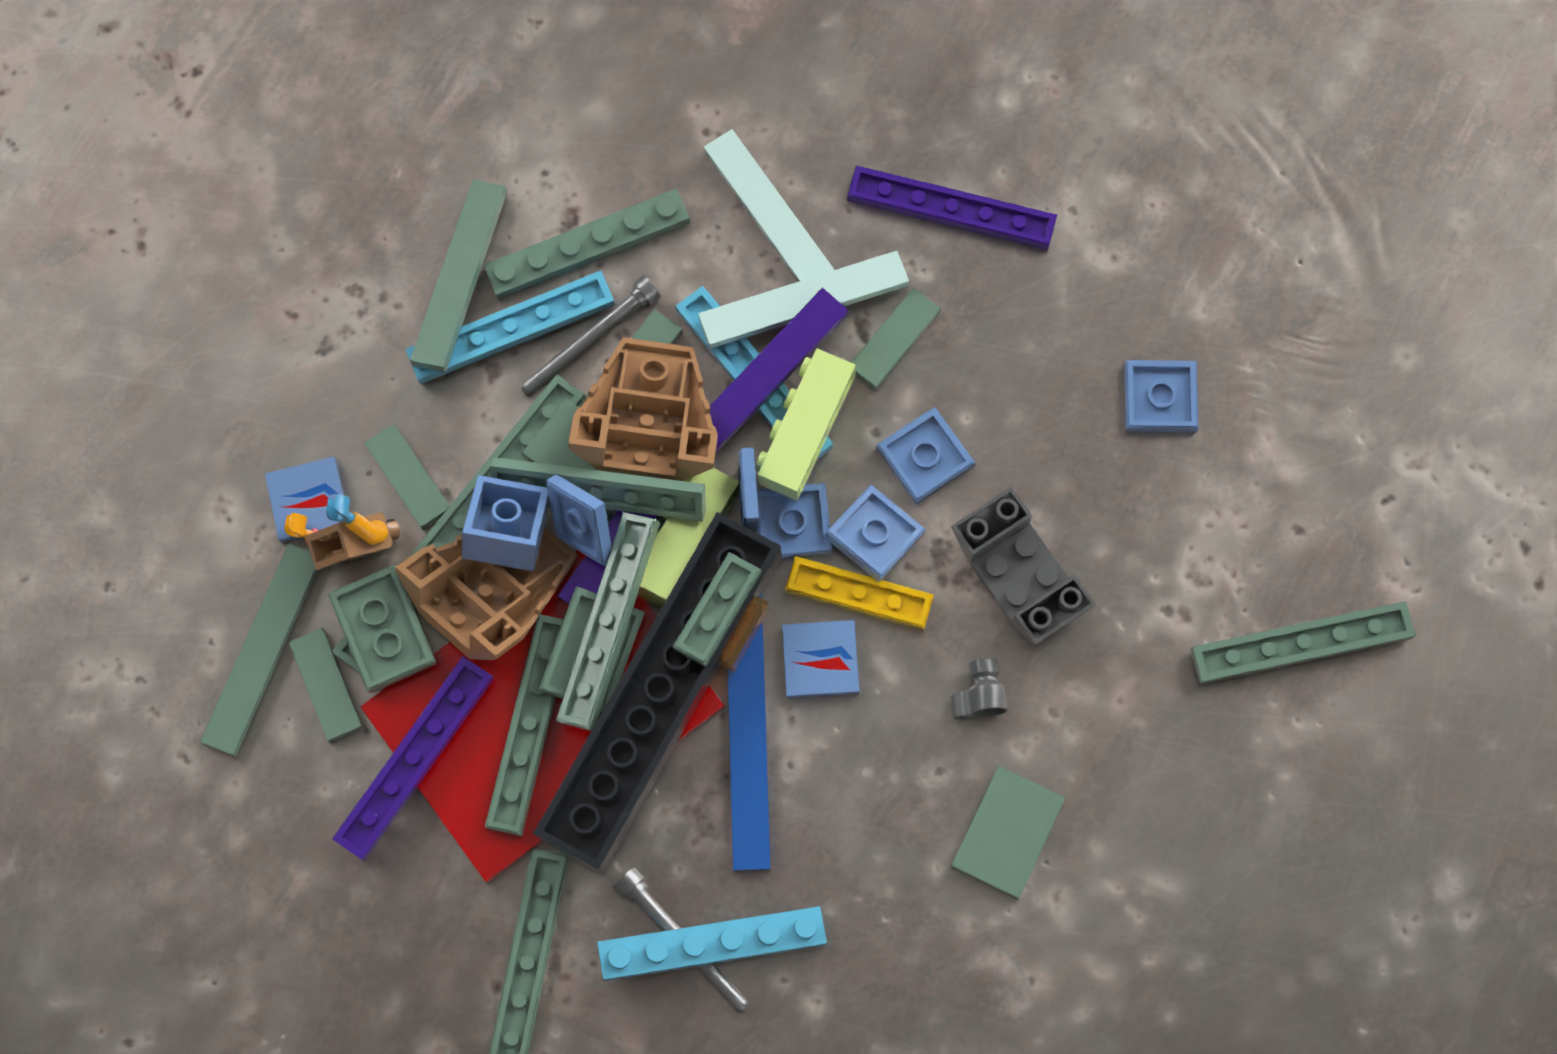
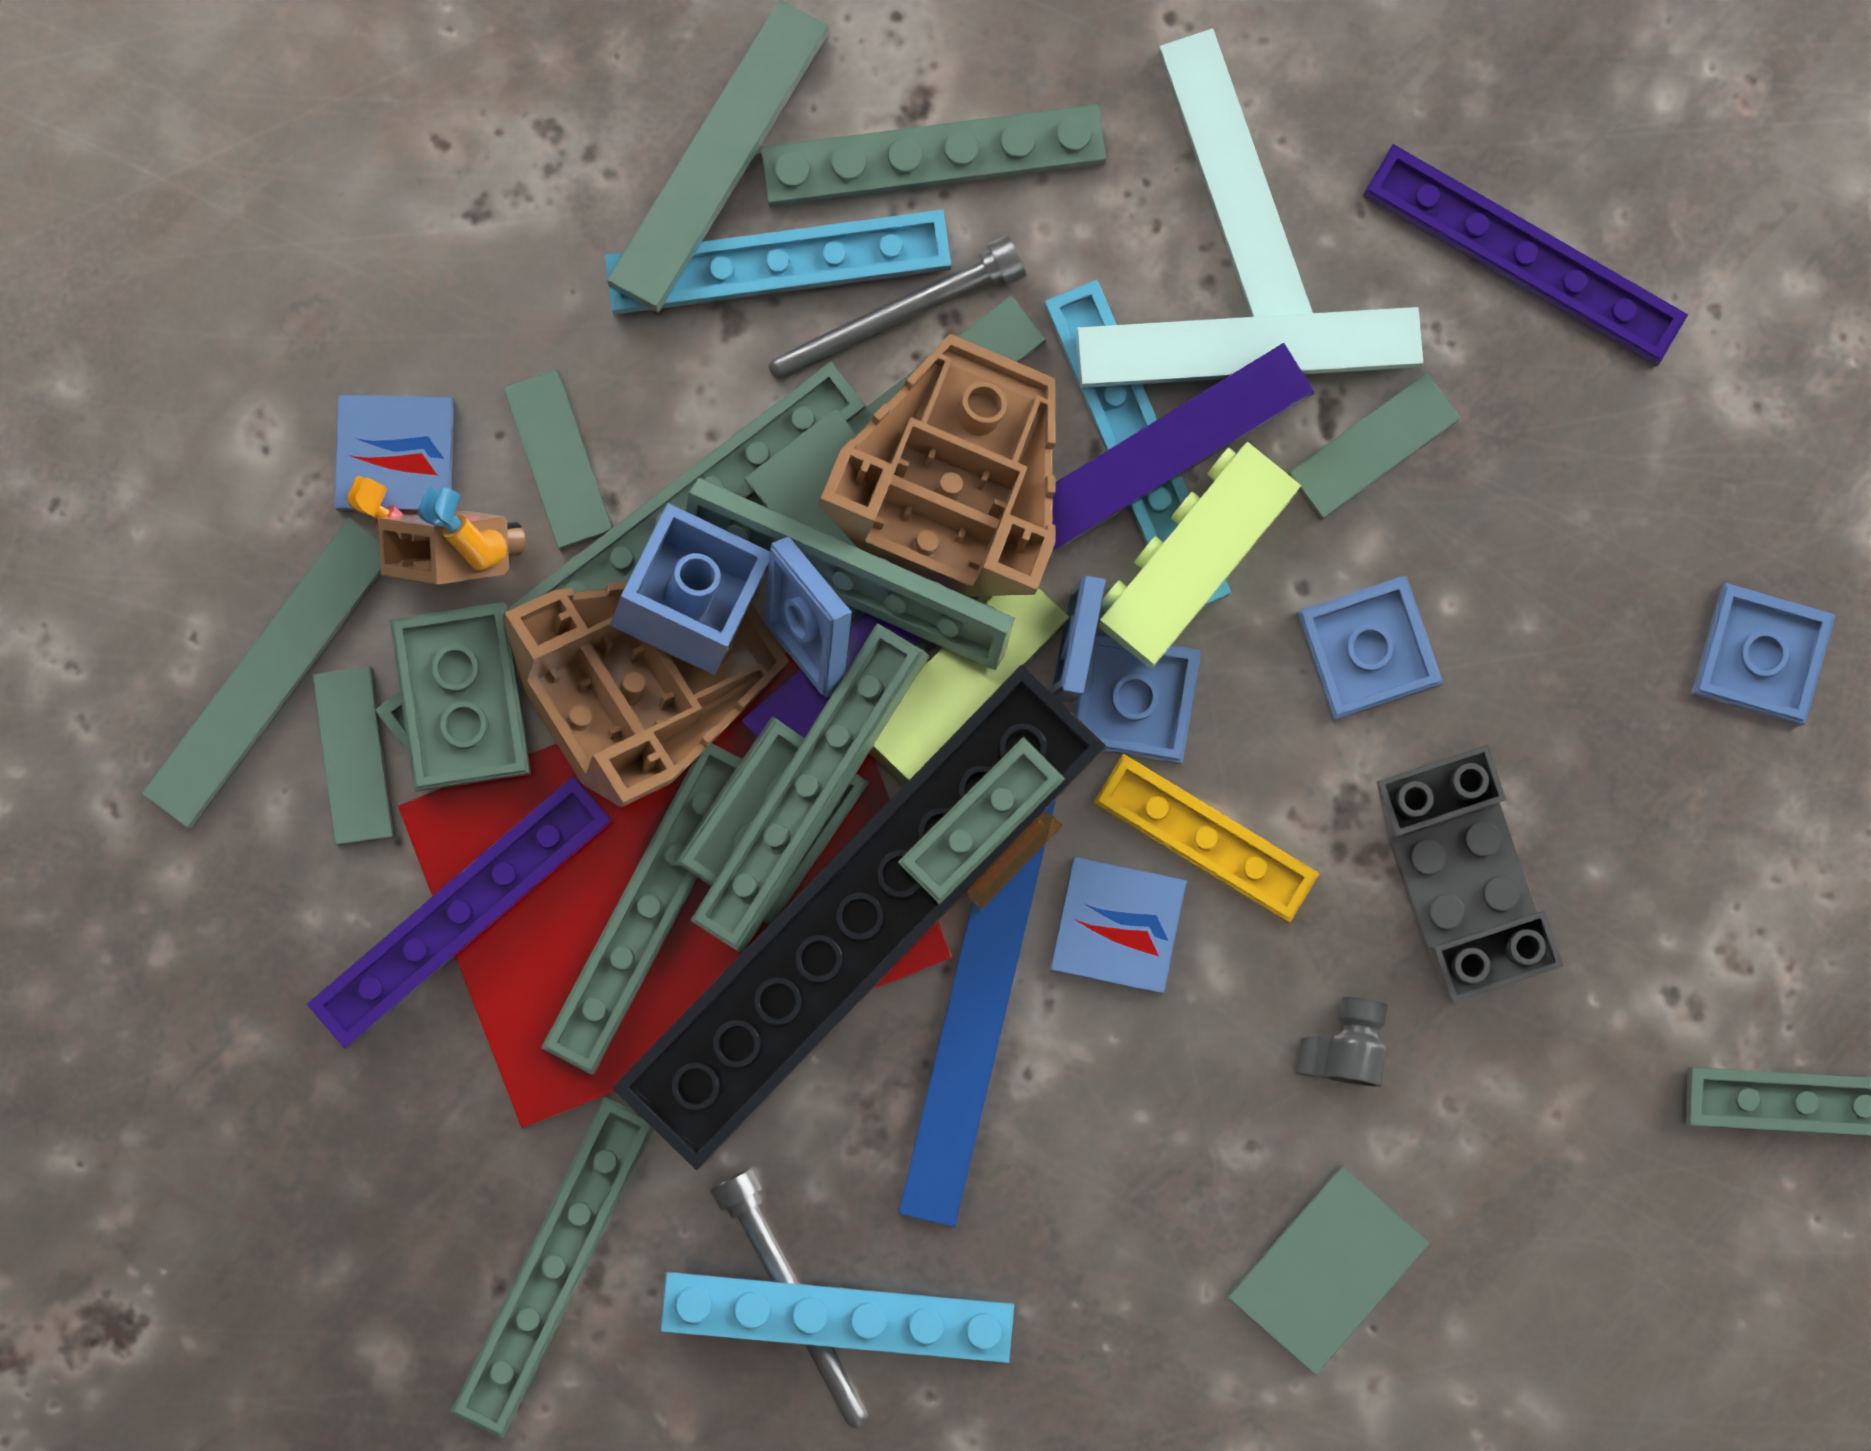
camera: 10 degrees right, 10 degrees up
(874, 533) = (1256, 752): medium blue tile -> none

